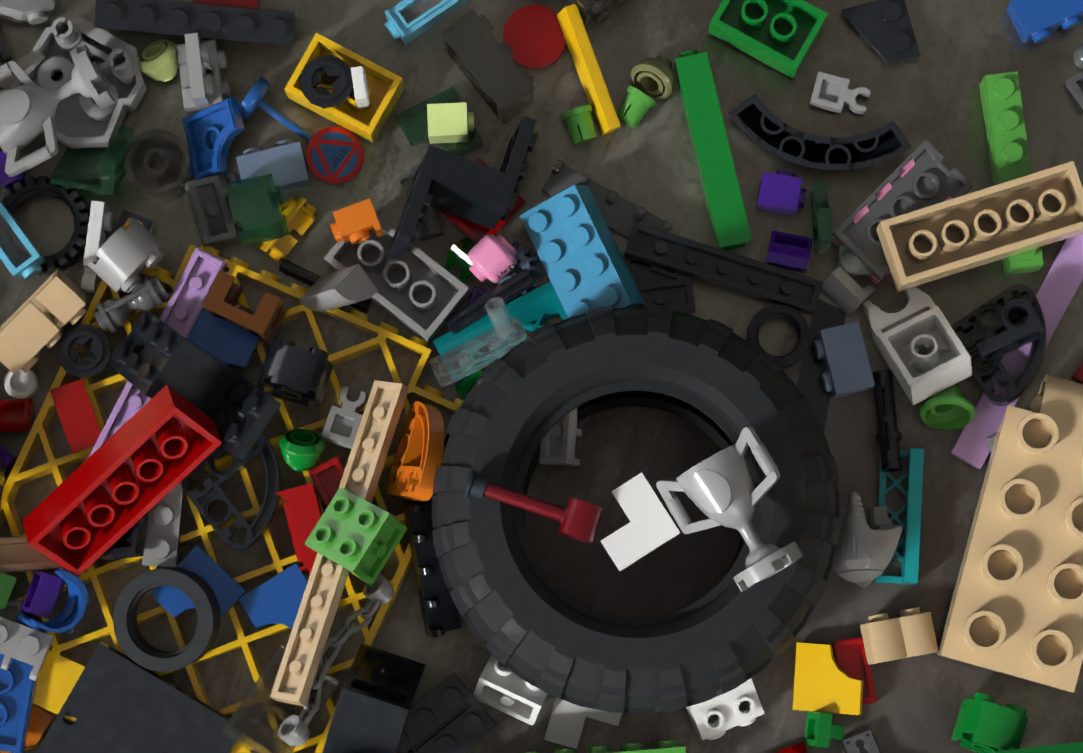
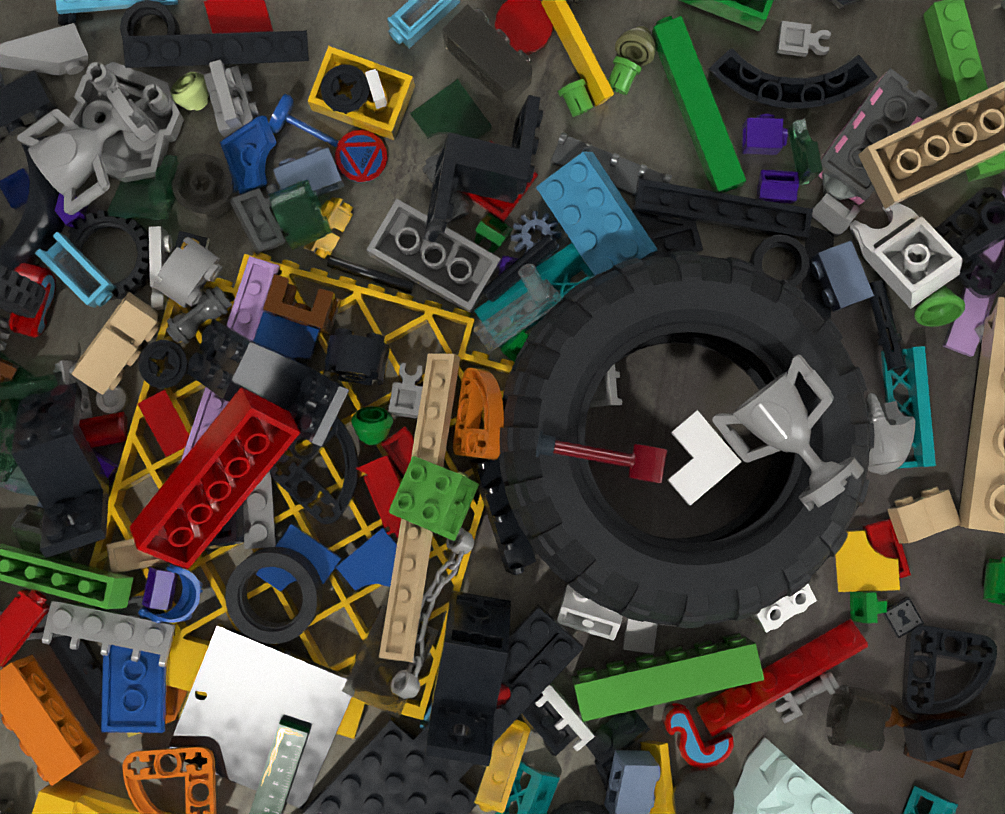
camera: 15 degrees left, 5 degrees up
(339, 289) = (384, 276): light grey brick -> none
(356, 223) = (391, 213): orange brick -> none
(449, 122) = (460, 111): yellowish green brick -> none
(492, 258) = (518, 229): bright pink head -> none

